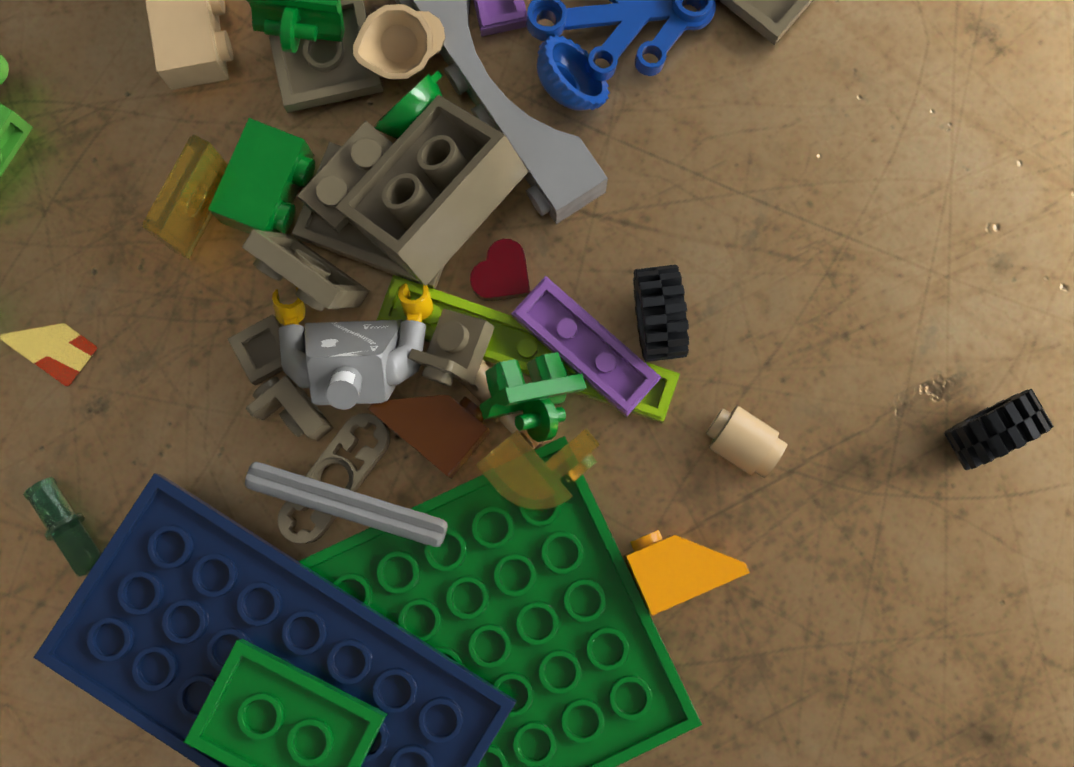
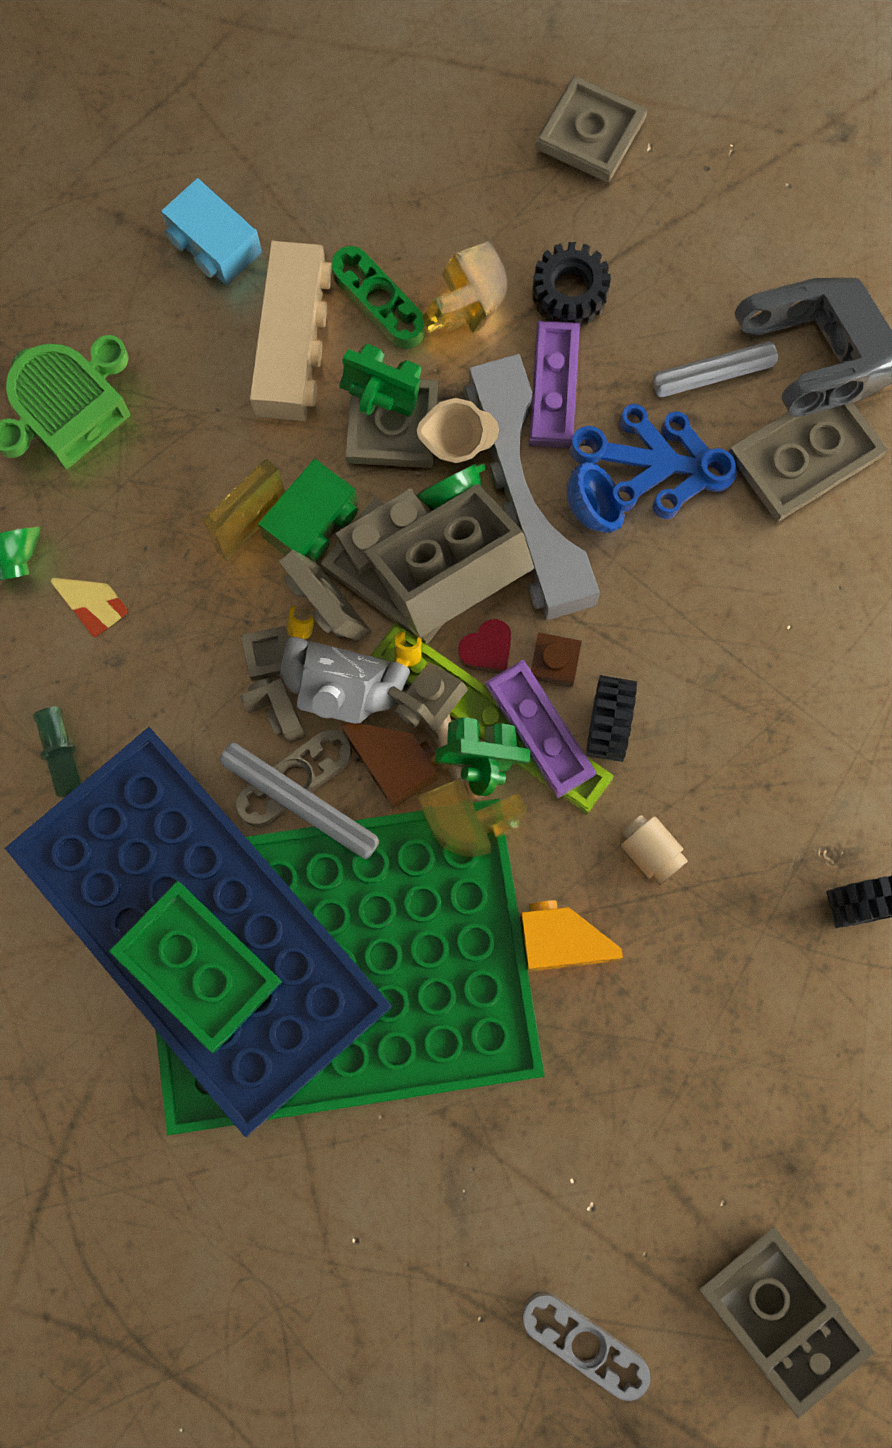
camera: 15 degrees right, 5 degrees down
(579, 264) = (556, 659): none -> reddish brown plate

